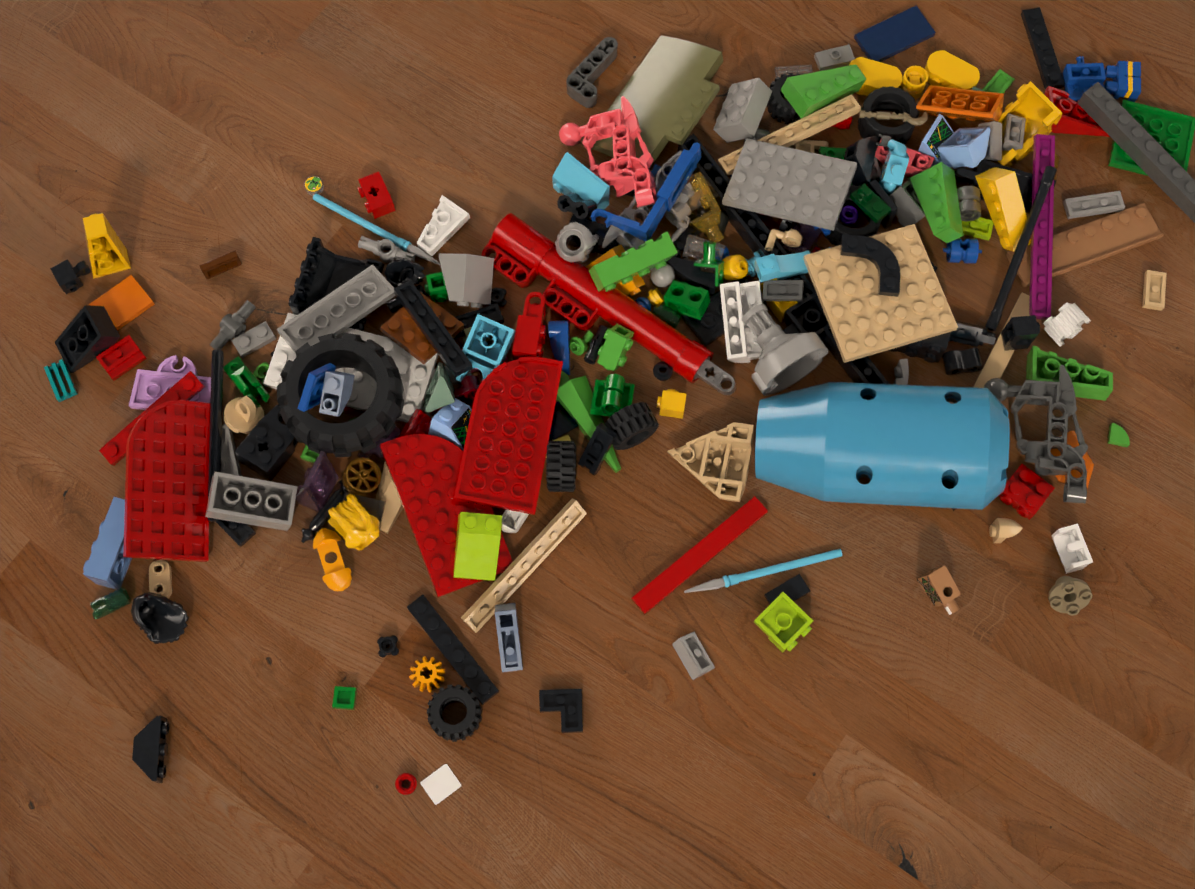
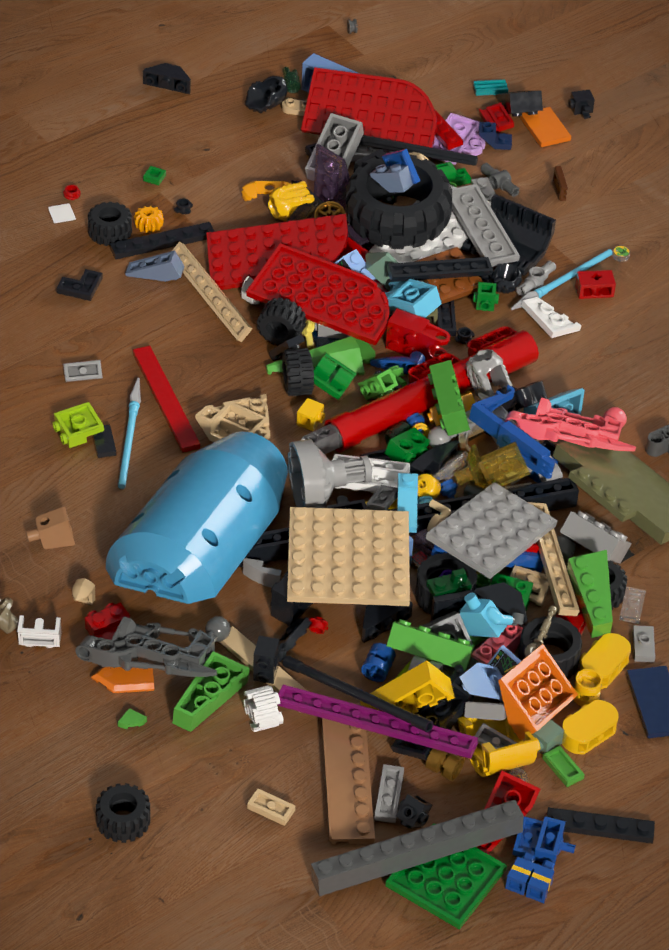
camera: 105 degrees right, 25 degrees down
(105, 248) = (593, 110): yellow wedge -> none
(158, 348) = (498, 141): none -> dark blue slope
(468, 278) = (484, 308): light grey slope -> none
(477, 546) = (237, 256): lime slope -> none
(710, 261) = (432, 462): green bracket -> none
(880, 256) = (374, 558): black plate -> none
(962, 361) = (261, 623): black axle -> none
(1108, 177) = (413, 811): none -> black brick

